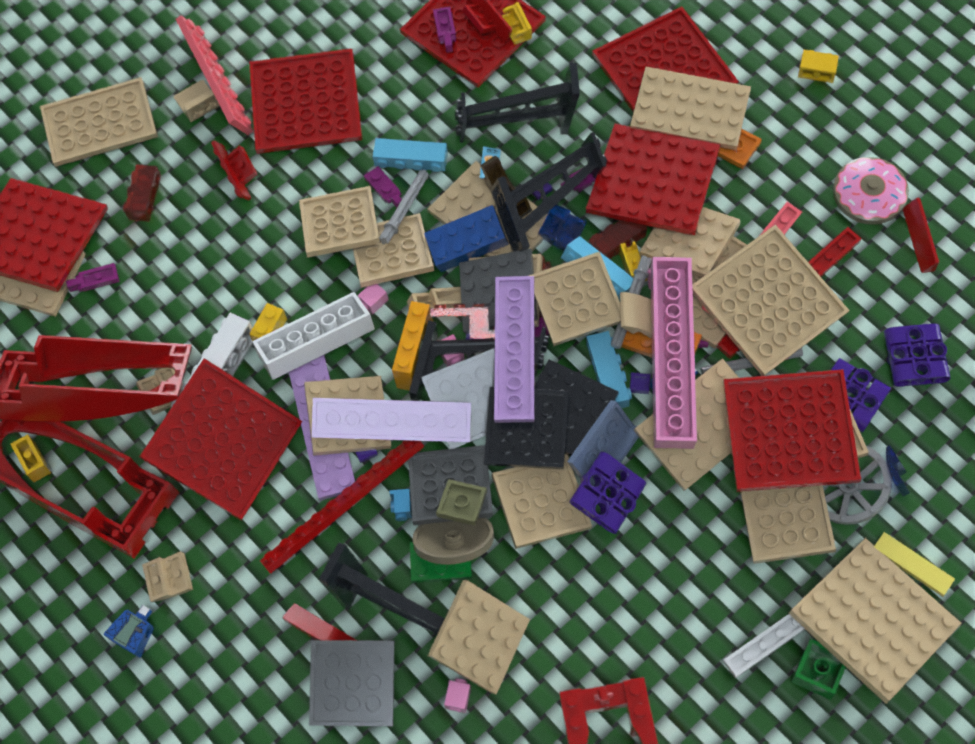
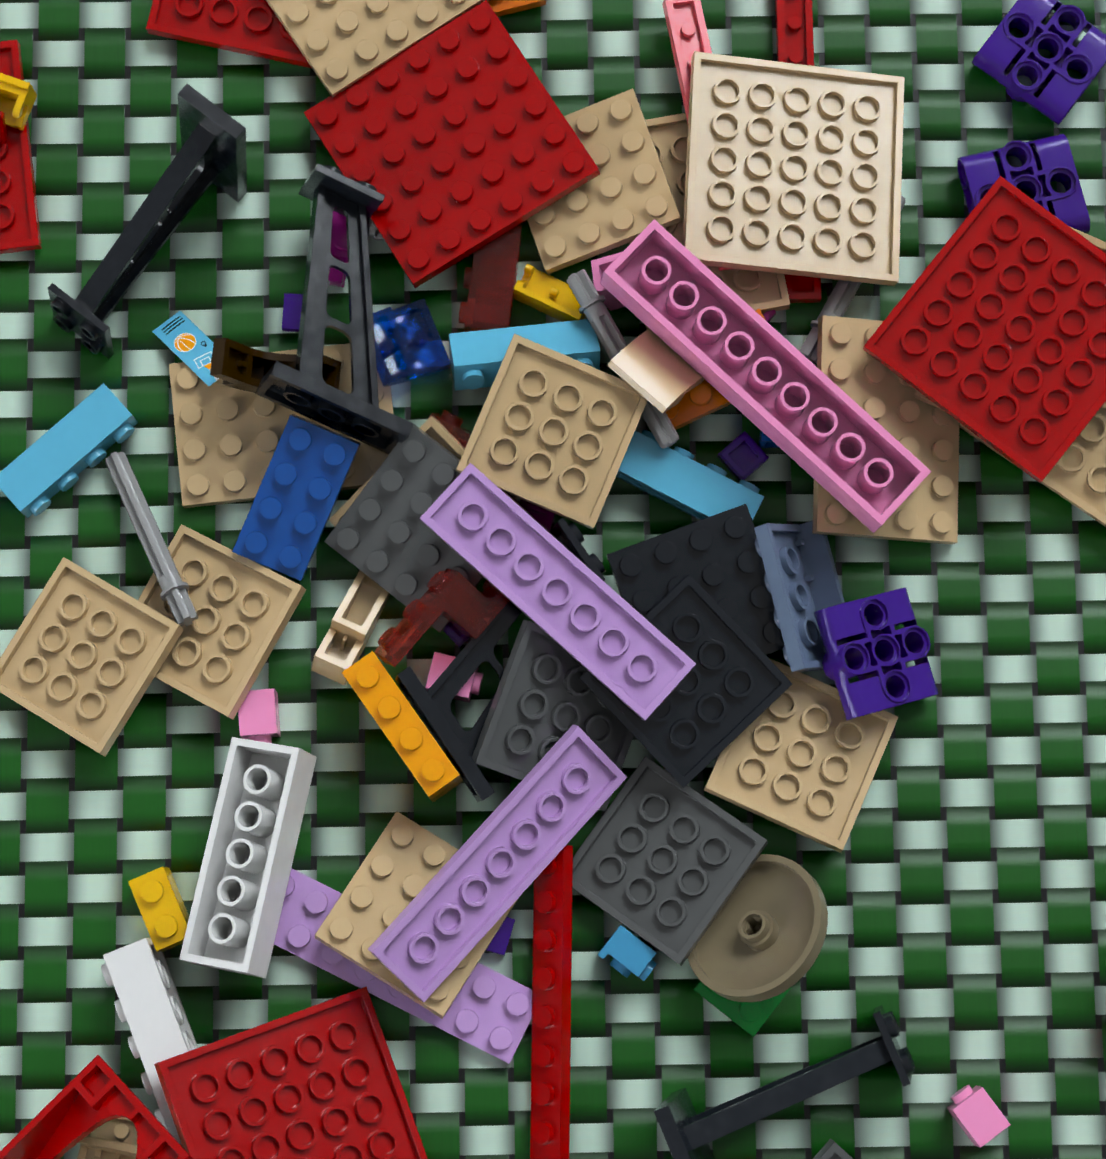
camera: 55 degrees left, 15 degrees up
(383, 186) = (81, 536): magenta hinge -> none
(461, 502) = (716, 871): olive plate -> none
(479, 637) = (931, 1018): tan plate -> none

